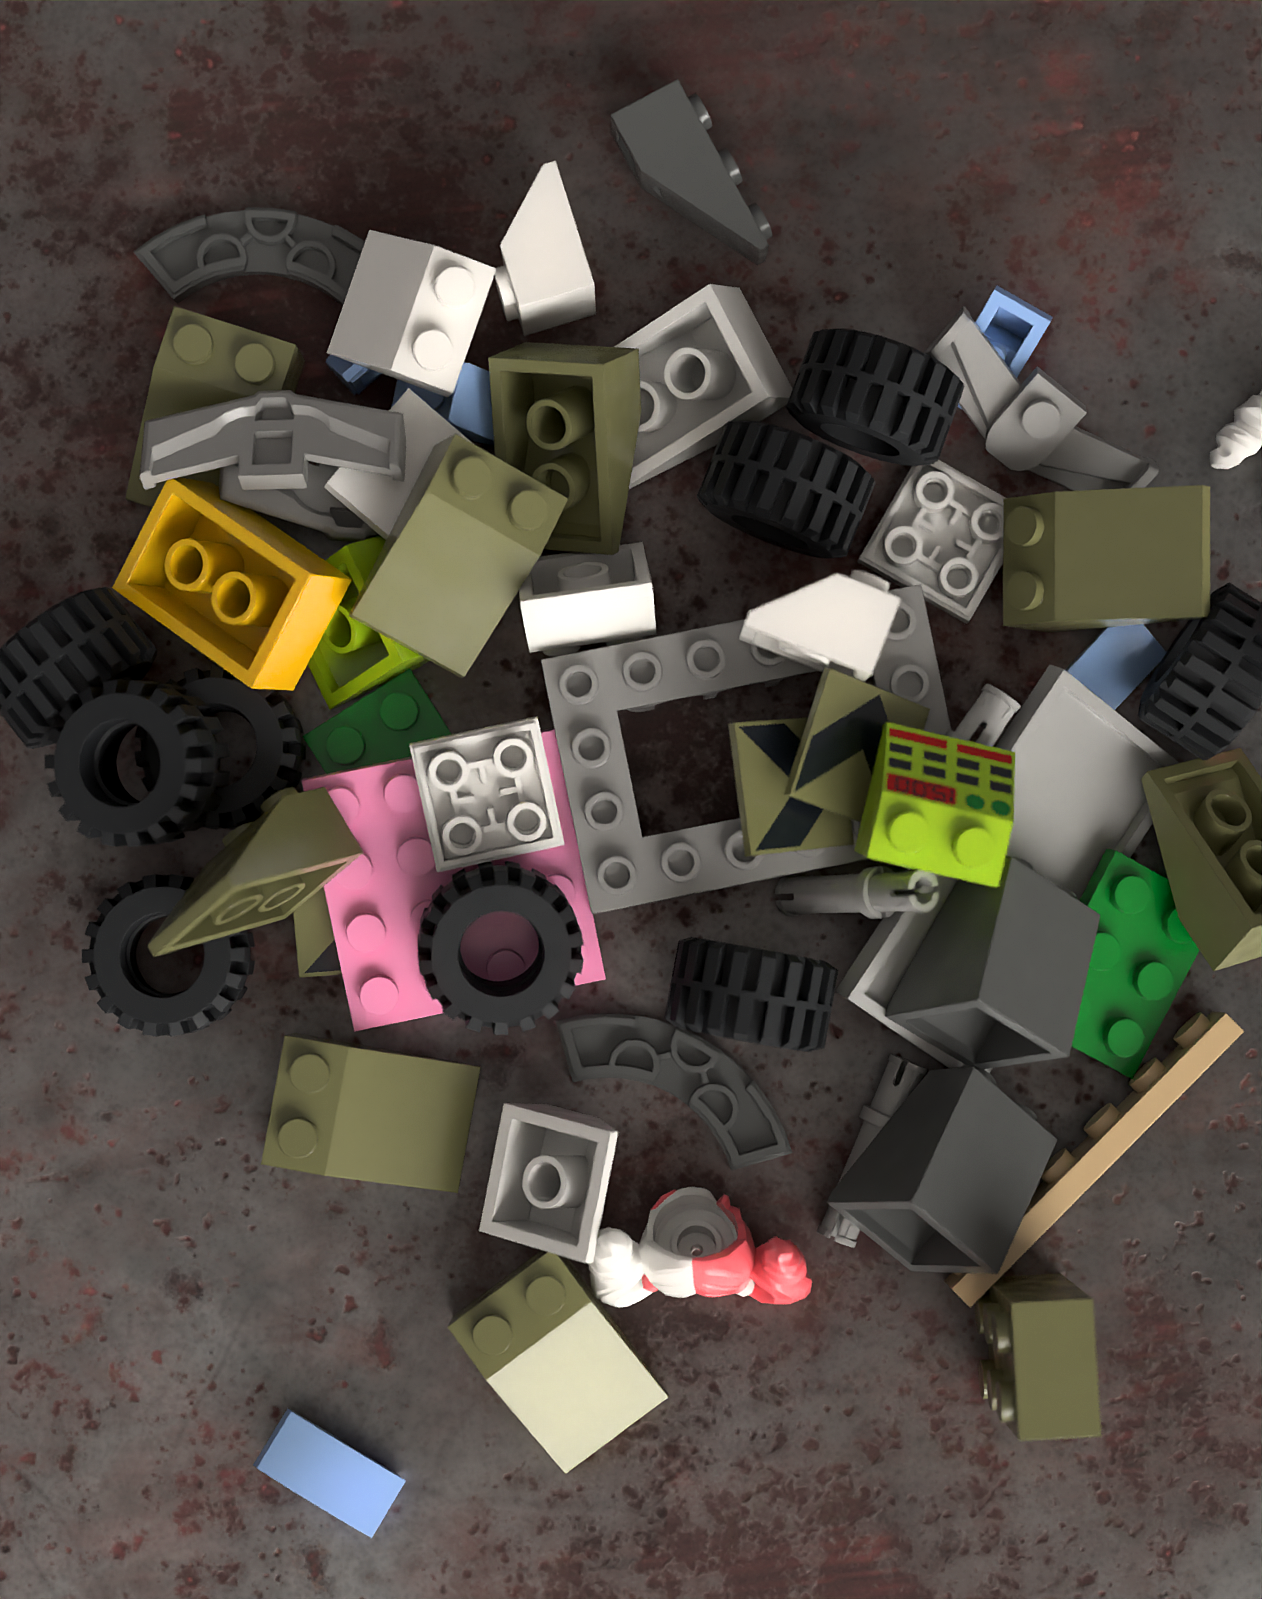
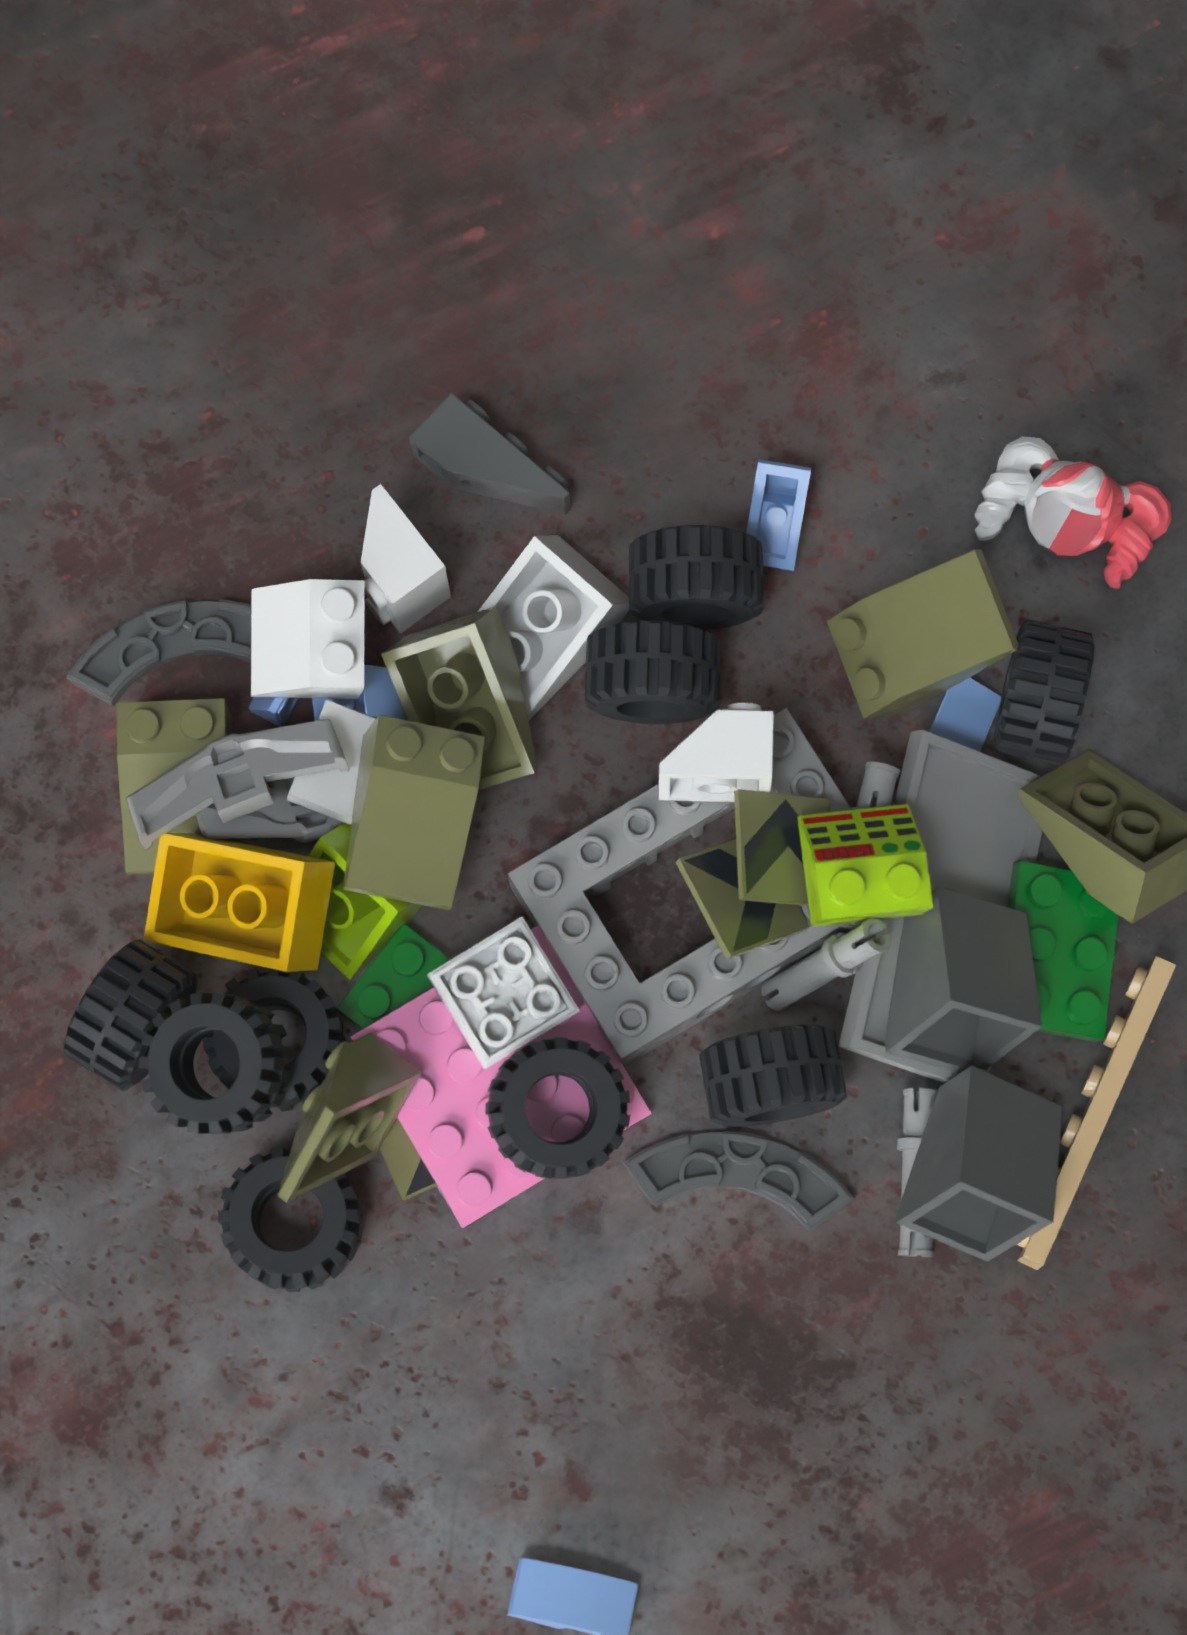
camera: 15 degrees left, 10 degrees down
(370, 1114) = (500, 1290): olive slope -> none
(549, 1179) = (665, 1283): white slope -> none
(557, 1358) = (727, 1435): slope -> none
(587, 600) = (528, 815): white slope -> none
(664, 1259) = (804, 1300): white hair -> none
(940, 535) = (792, 667): white tile -> none
(1032, 421) = (827, 554): light grey plate -> none
(1040, 1357) = (1111, 1276): olive brick -> none

